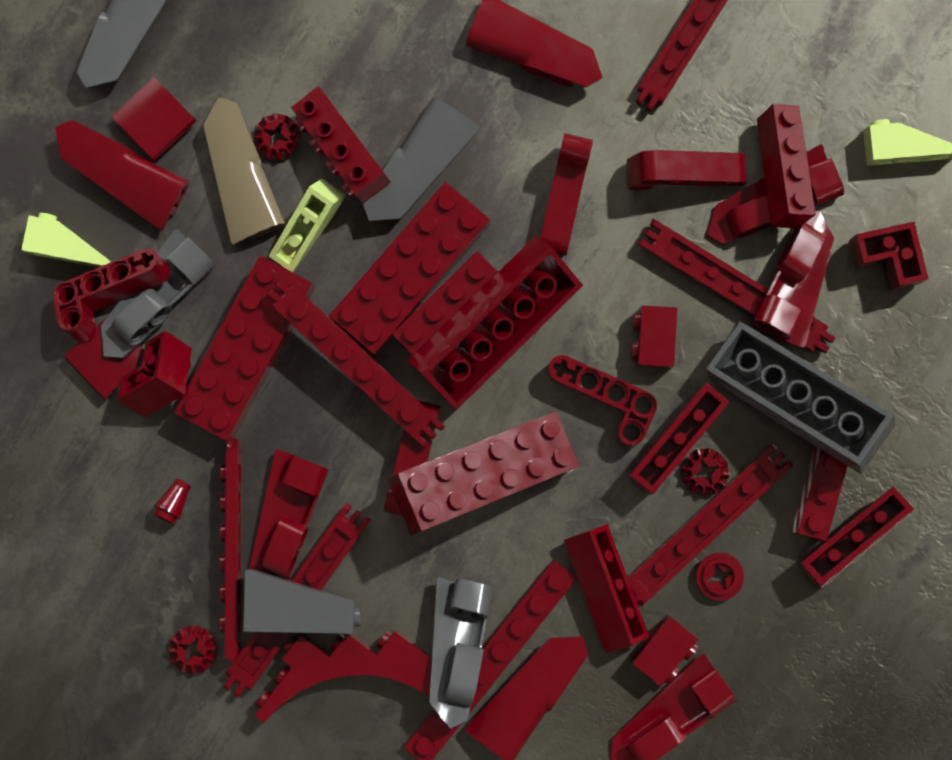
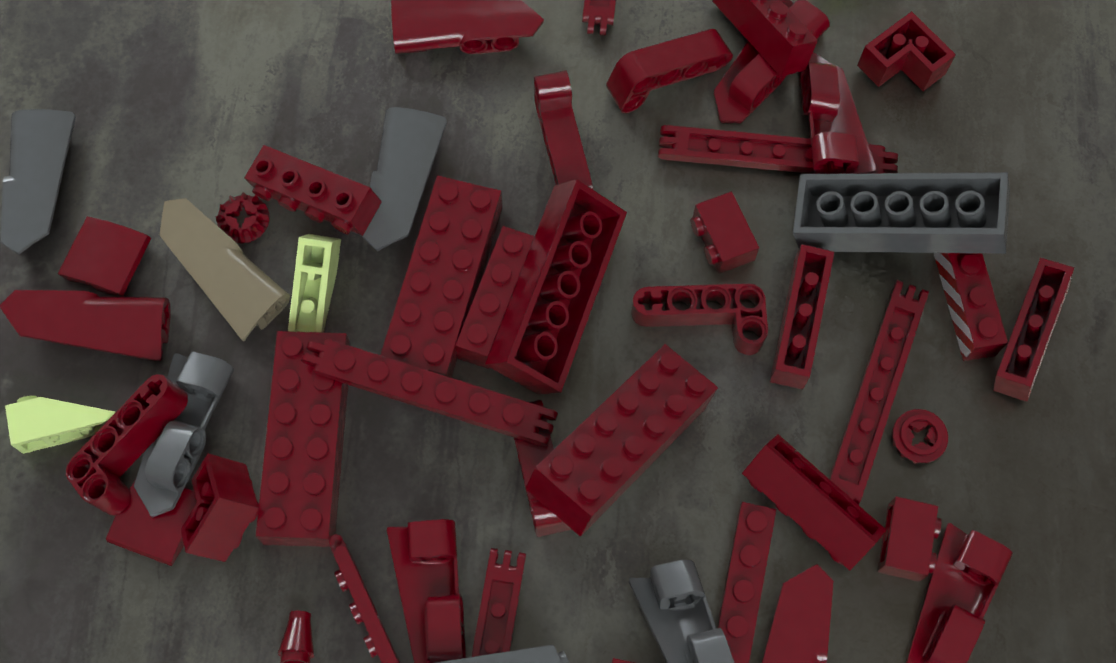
camera: 25 degrees left, 15 degrees down
(692, 466) = (847, 355): dark red gear -> none

